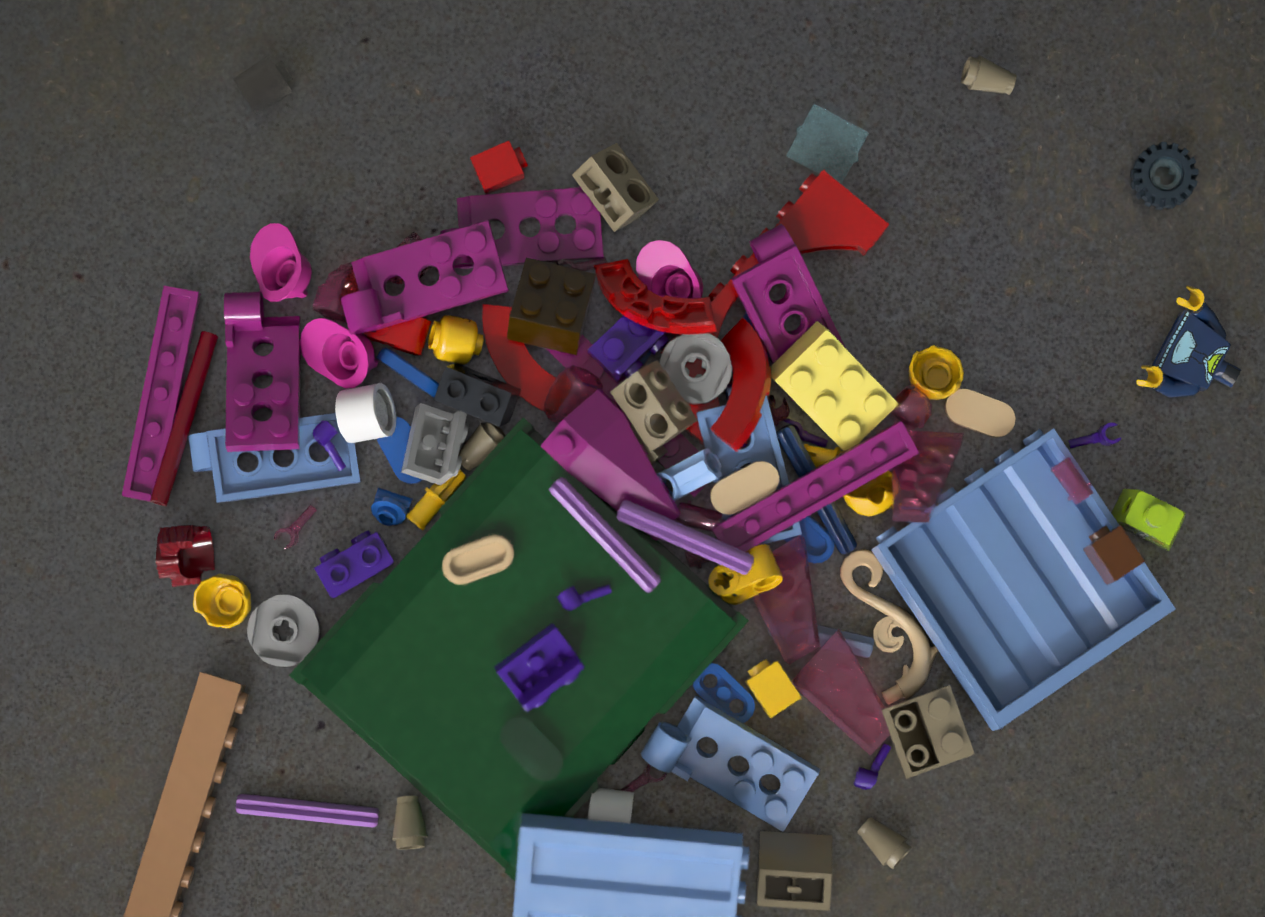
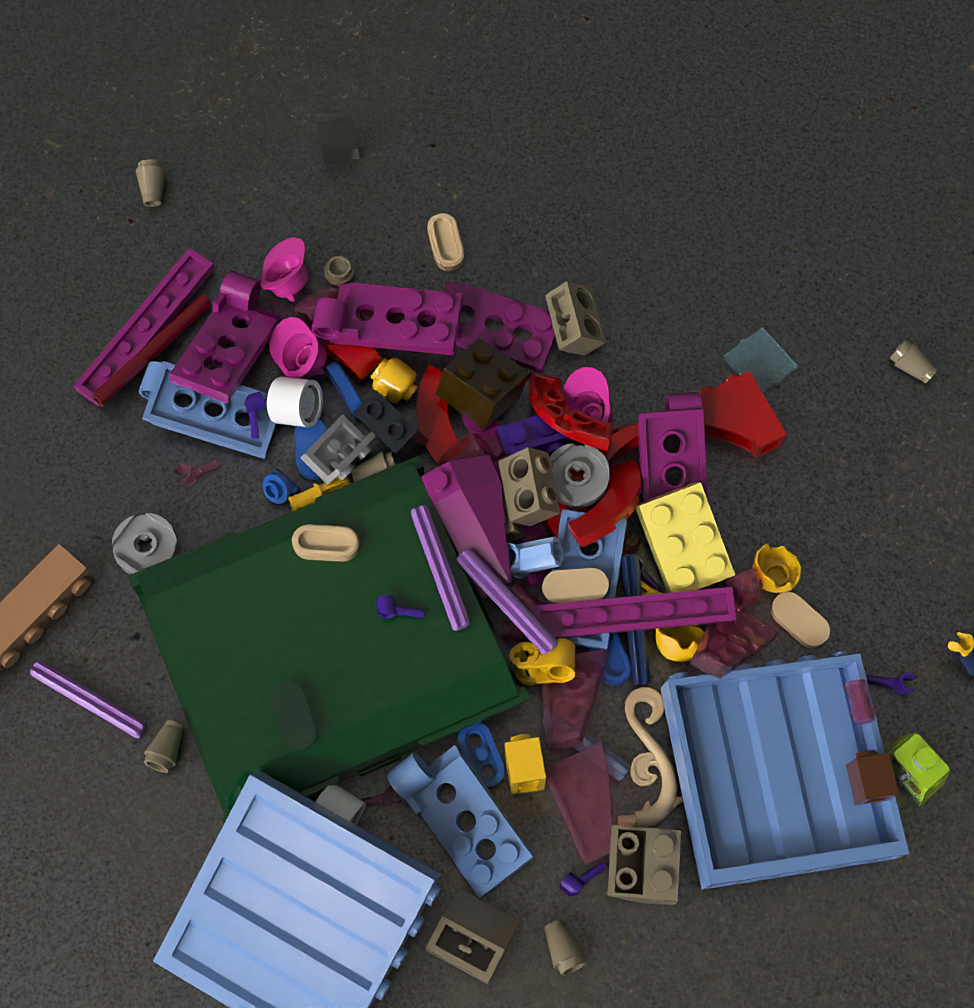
camera: 20 degrees right, 15 degrees down
(81, 224) = (151, 181): none -> dark tan cone
(184, 553) = (98, 449): dark red hair -> none
(222, 600) = (107, 498): yellow hair -> none
(336, 238) = (339, 270): none -> dark tan plate
(354, 565) = (226, 512): dark purple bracket -> none
(434, 152) = (445, 242): none -> tan tile
(499, 167) = (491, 269): red brick -> none
(540, 667) = (333, 649): dark purple bracket -> none

